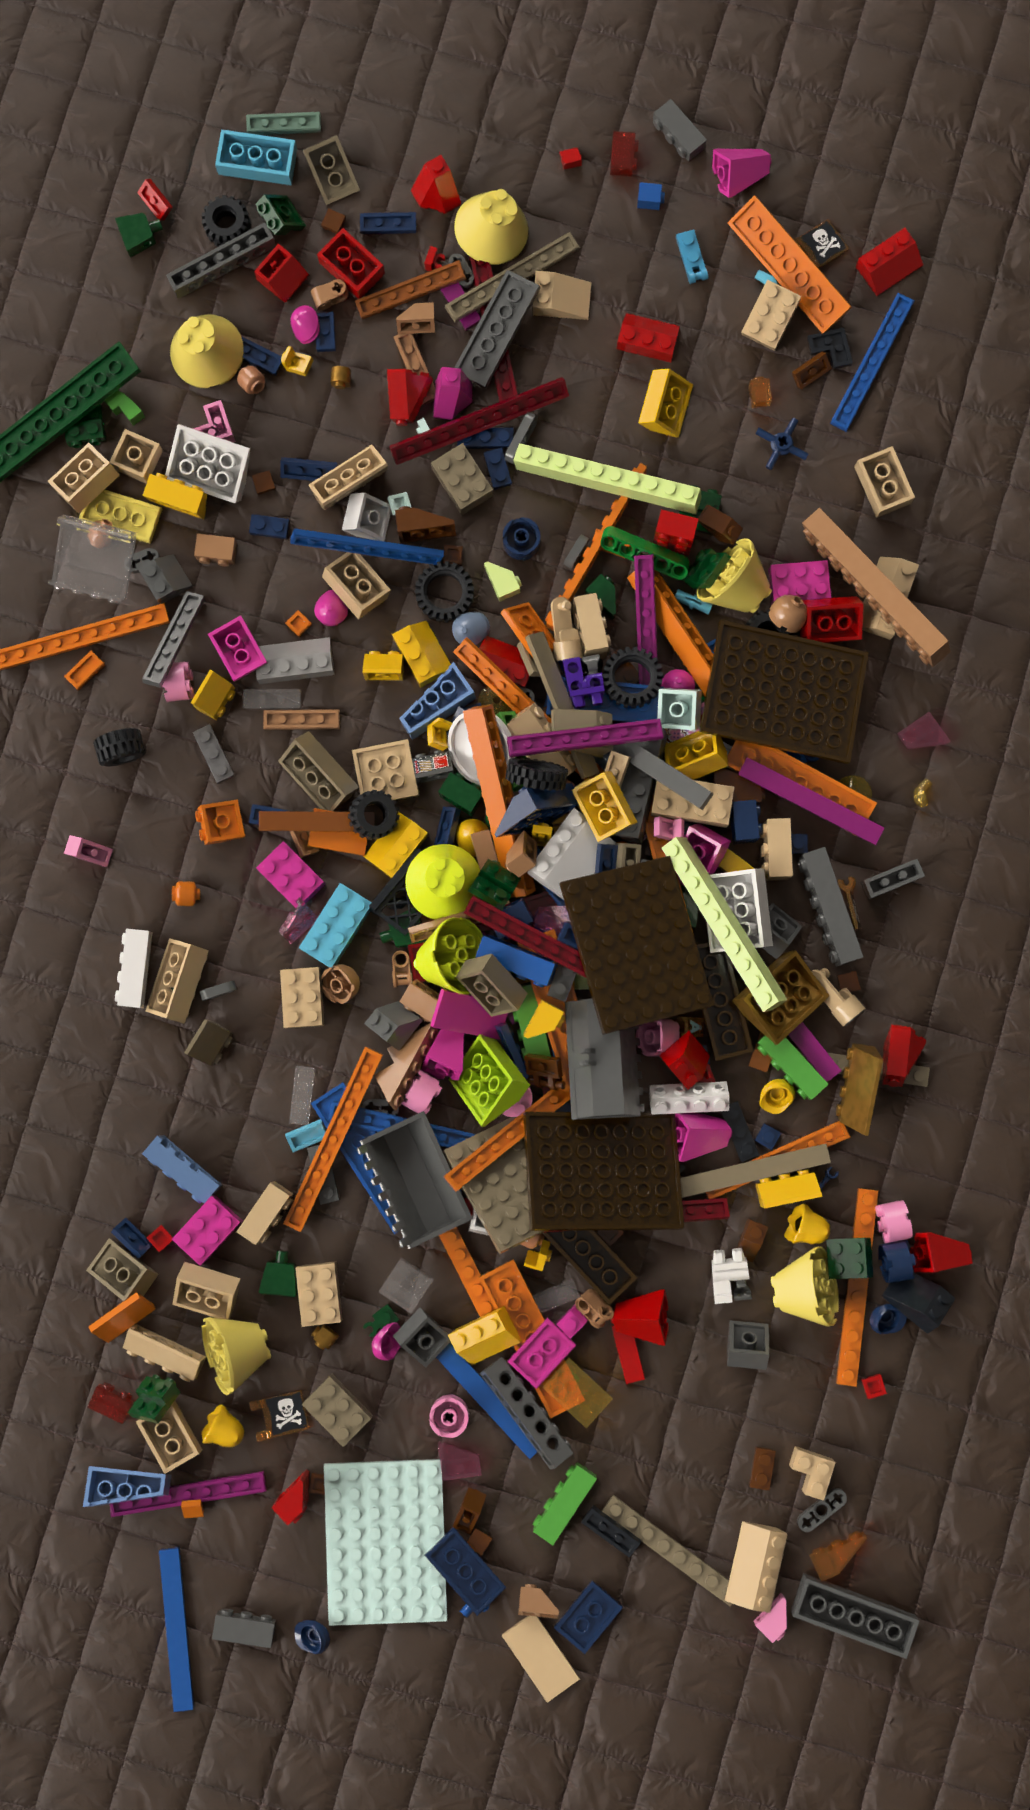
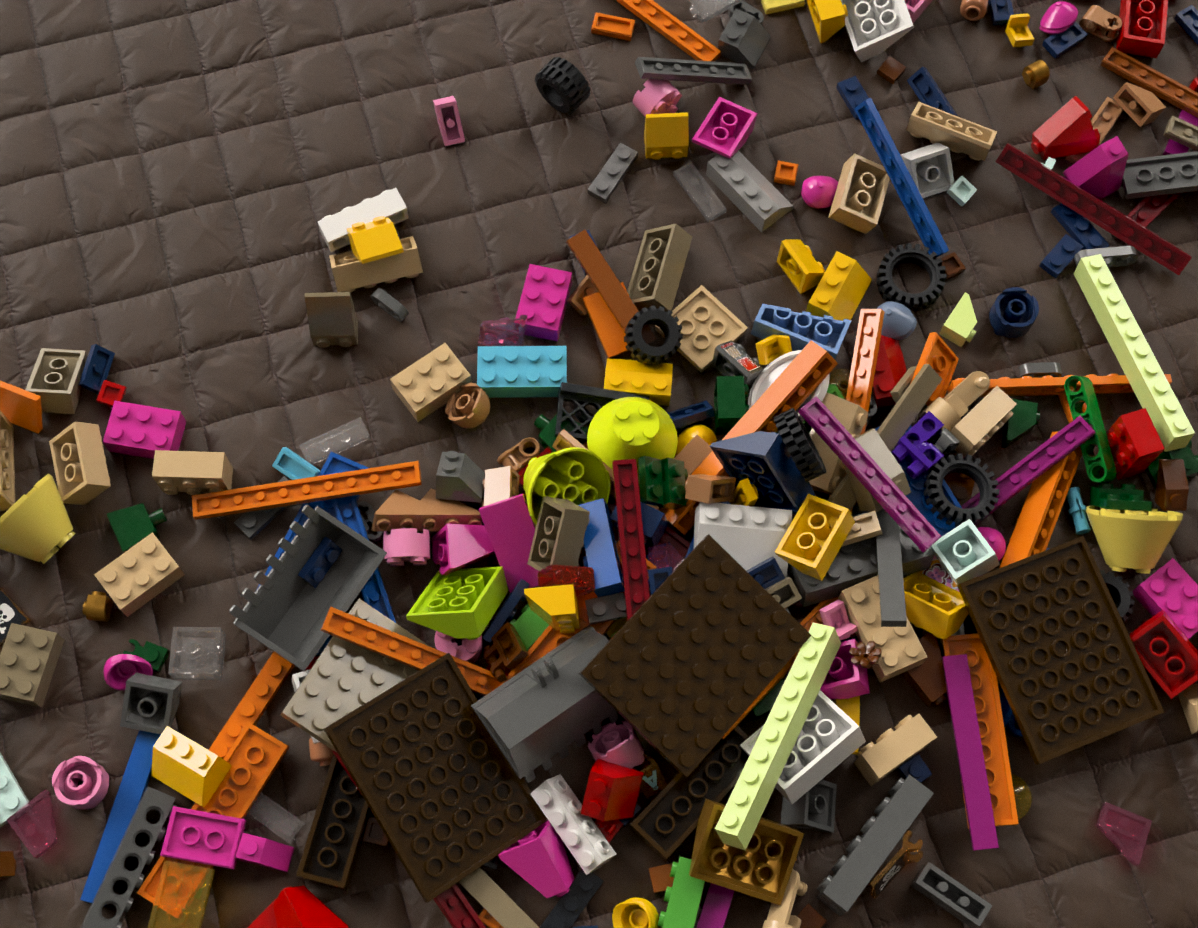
camera: 50 degrees right, 15 degrees down
(163, 972) = (374, 240): none -> yellow slope
(181, 1168) = (193, 369): medium blue wedge -> none
(185, 893) = (464, 222): orange head -> none
(215, 549) = (801, 64): medium nougat brick -> none
(220, 822) = (552, 212): orange plate -> none
(301, 719) = (699, 228): medium nougat tile -> none
(396, 1161) = (320, 562): none -> dark blue plate
(421, 525) = (957, 217): reddish brown slope -> none
(462, 479) = (1027, 229): dark tan brick -> none
(529, 1001) = (558, 575): none -> clear red brick
(537, 1260) = (303, 772): yellow bracket -> none
(592, 1307) = (284, 862): medium nougat piece -> none
(707, 828) = (865, 655): none -> reddish brown plant
(745, 822) = (895, 699): dark blue brick -> none
(788, 612) = (1142, 602): medium nougat cylinder -> none
(920, 793) = (1062, 868): clear yellow arm -> none

